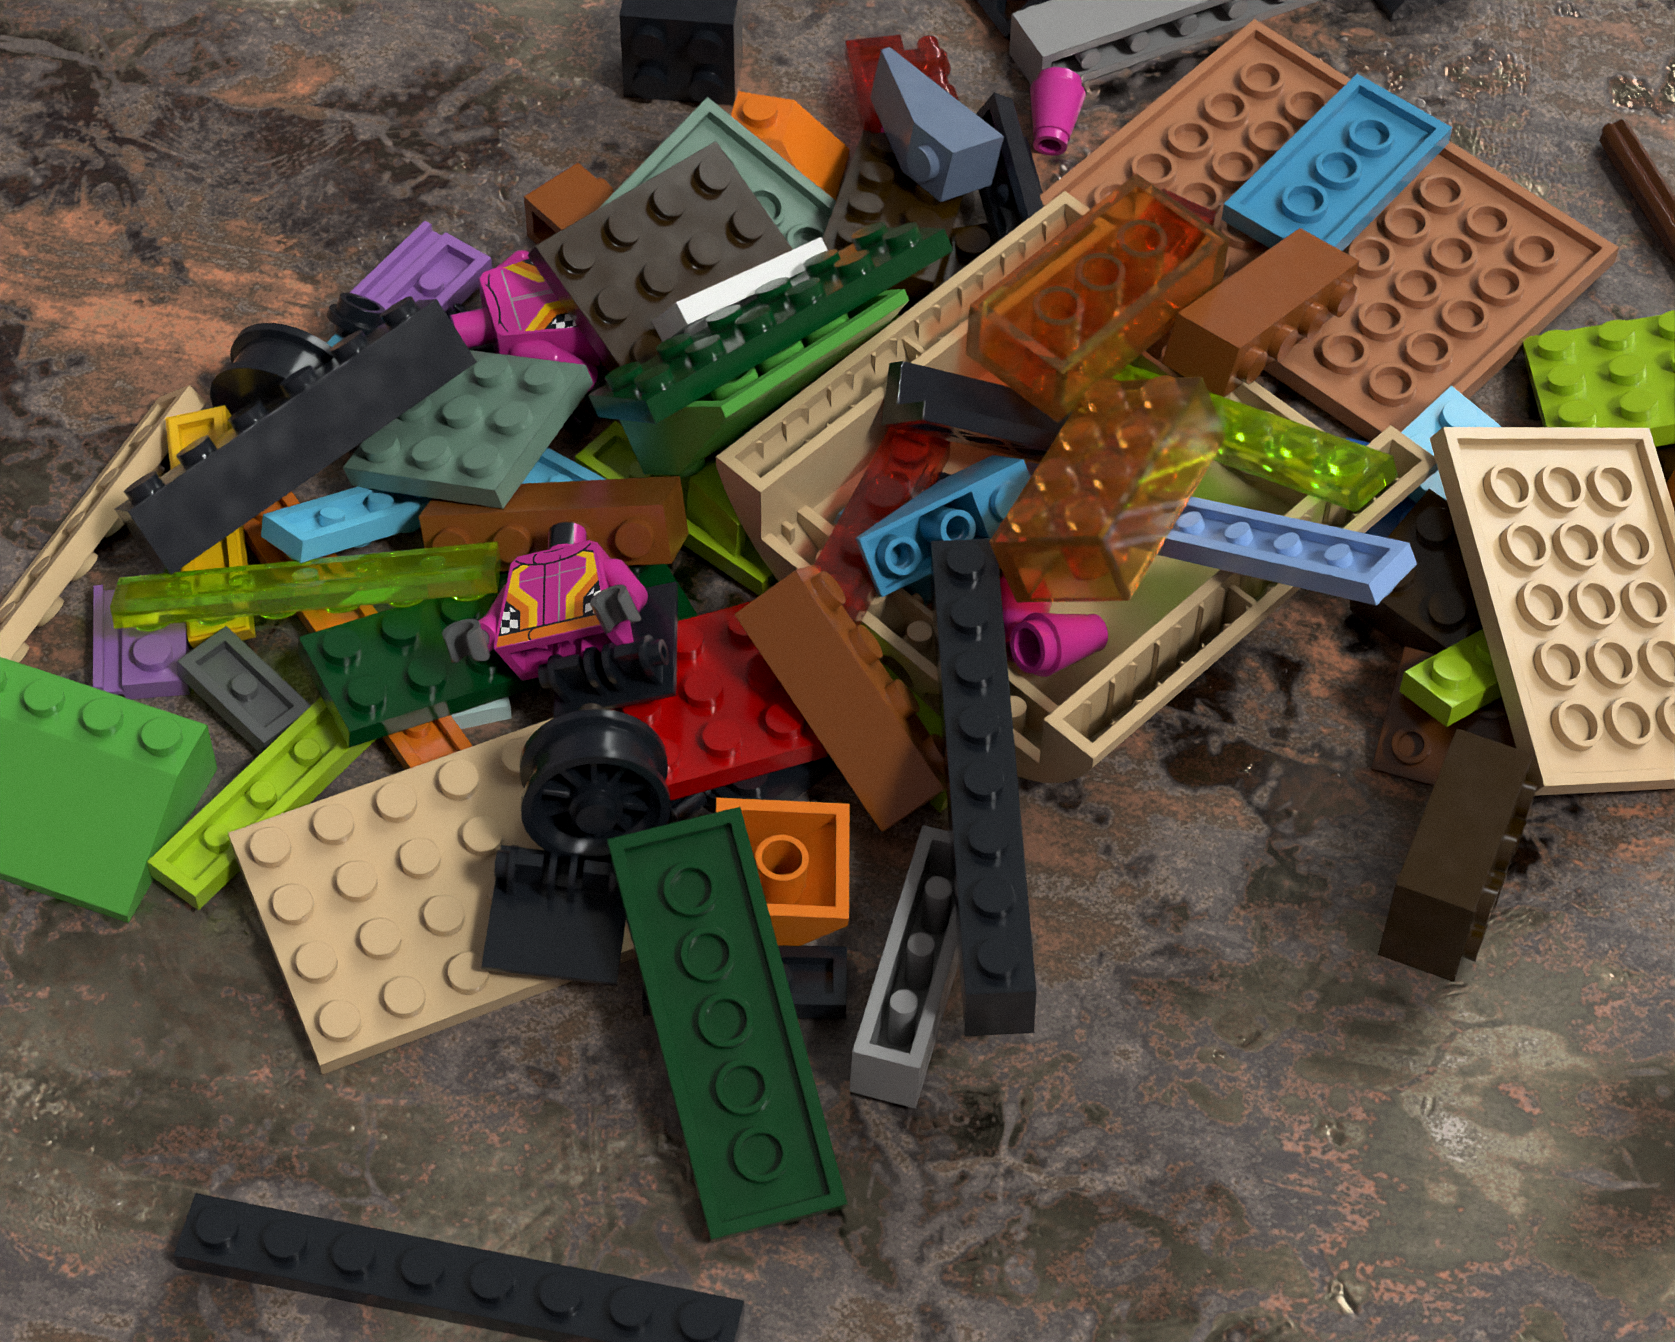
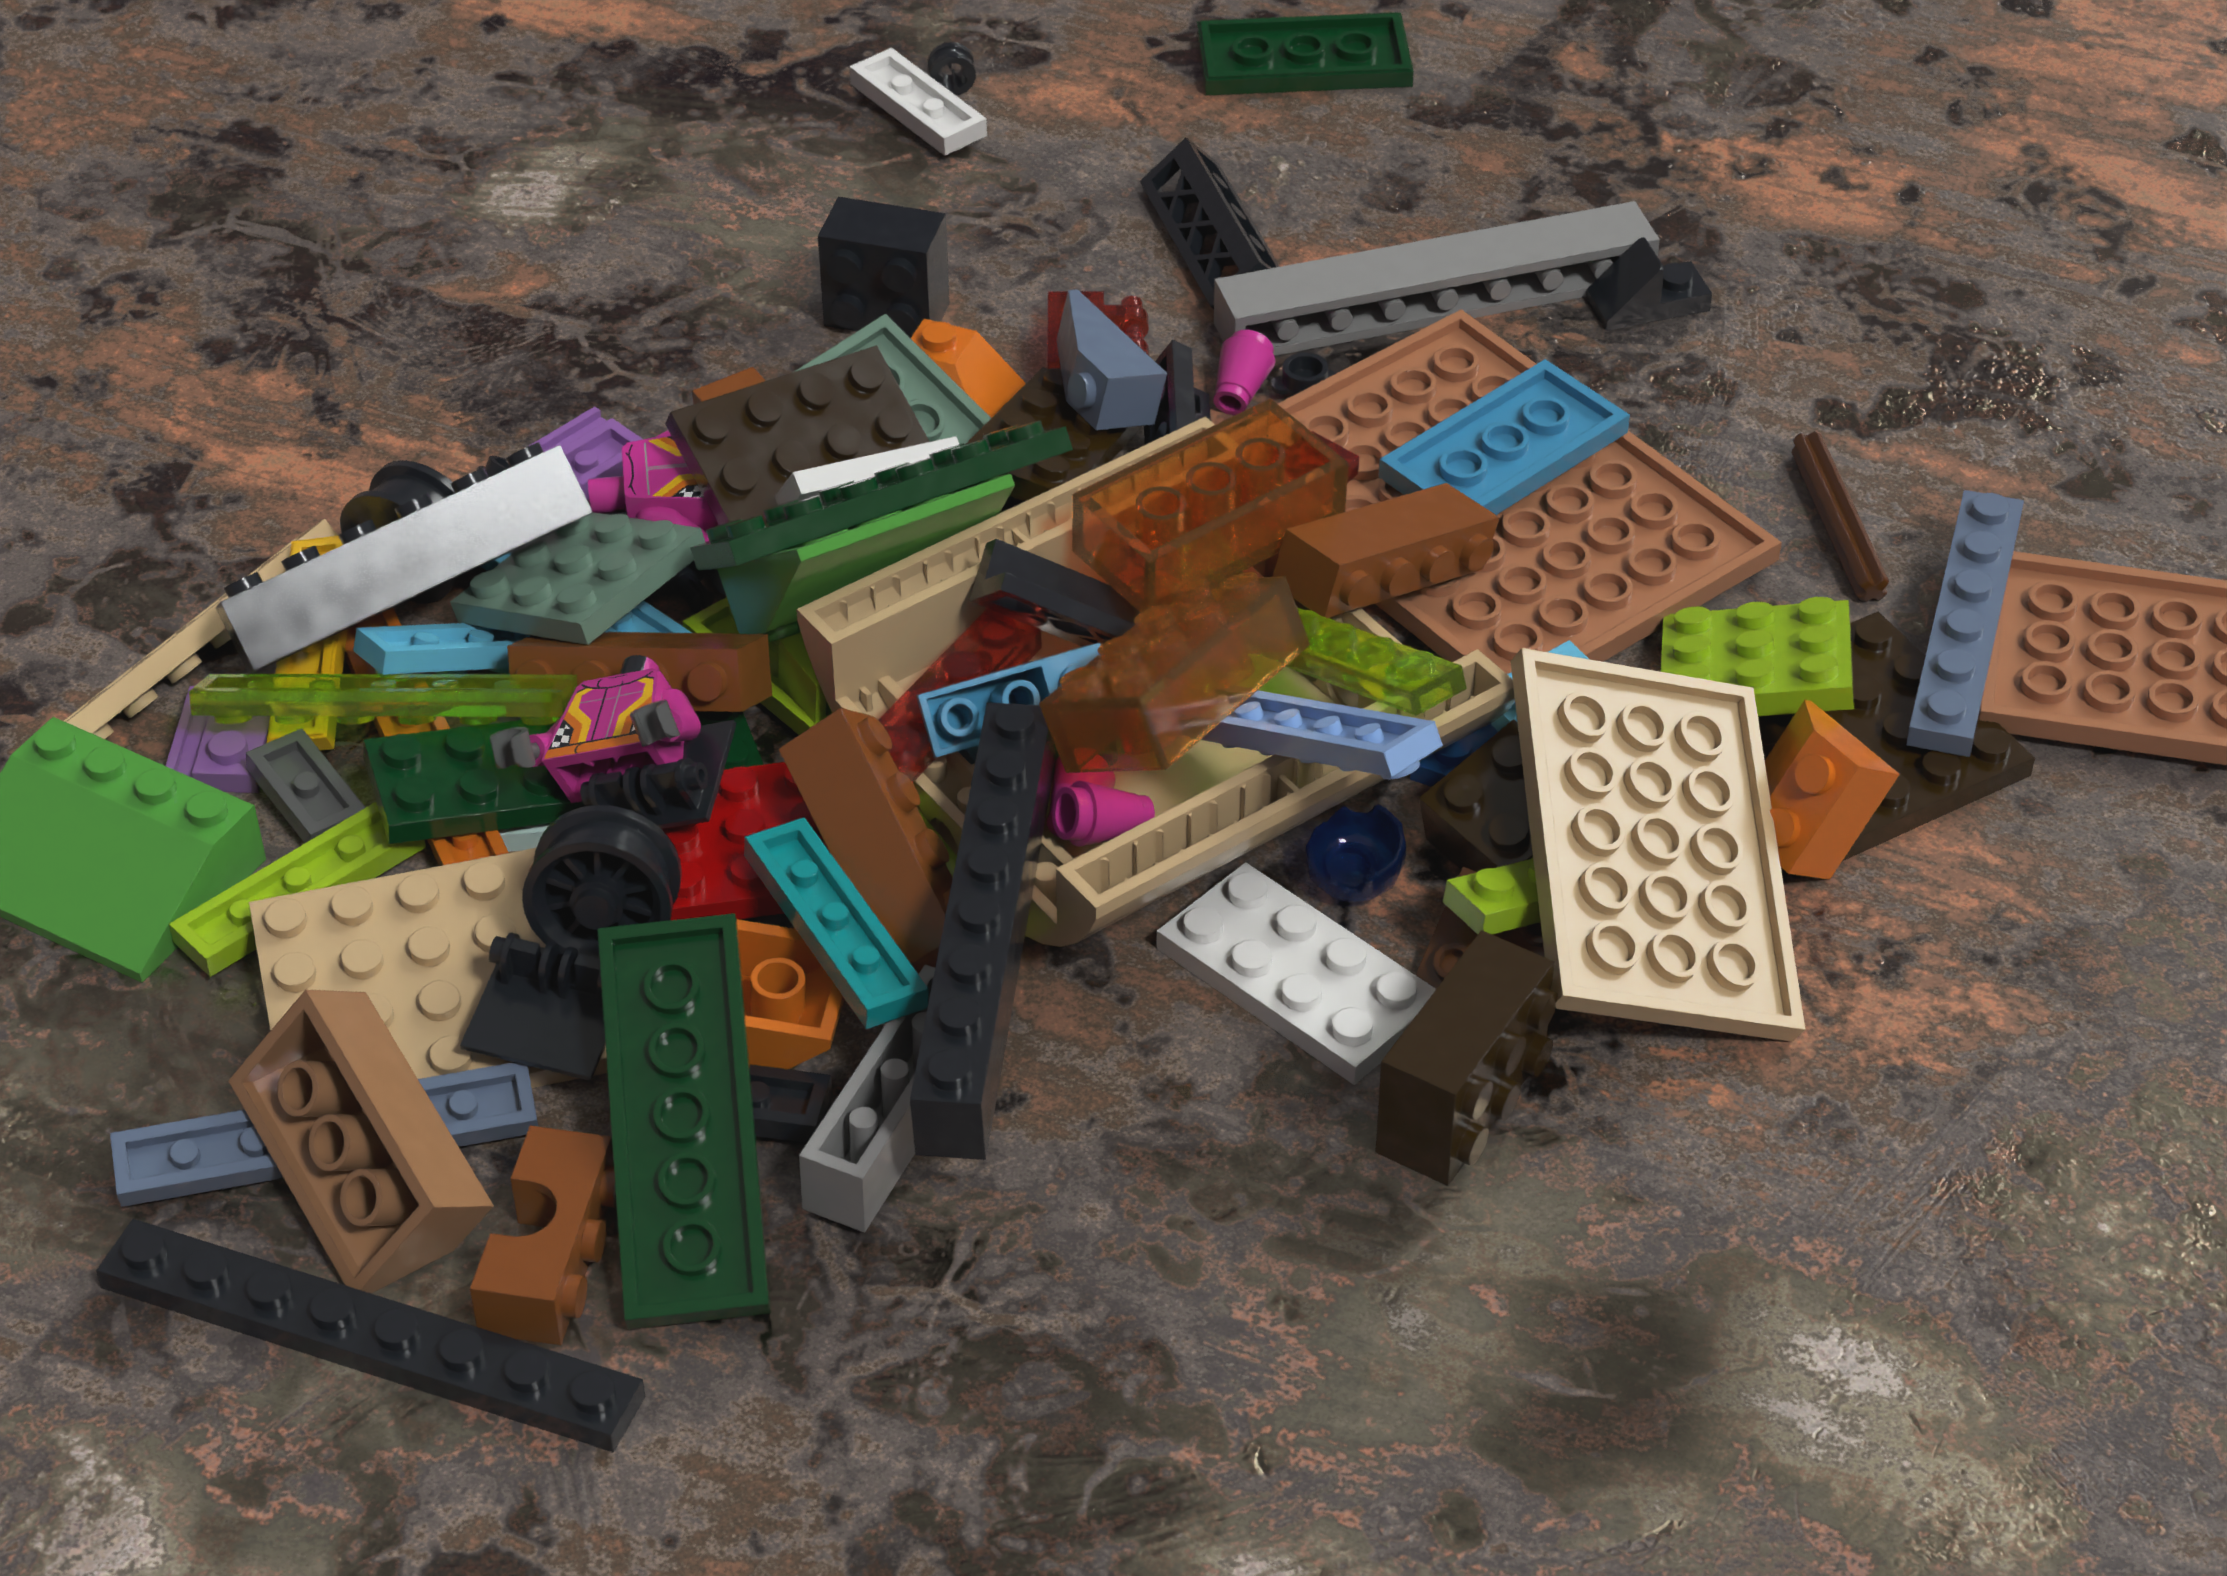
camera: 10 degrees right, 10 degrees down
(361, 1074) = (229, 1153): none -> sand blue plate
(407, 1085) = (358, 1140): none -> medium nougat slope
(611, 1210) = (538, 1280): none -> dark orange arch
(829, 794) = (836, 923): none -> teal plate
(1114, 108) = (1300, 373): none -> black plate
(1267, 773) = (1296, 971): none -> white plate
(1297, 641) = (1356, 854): none -> clear blue hair

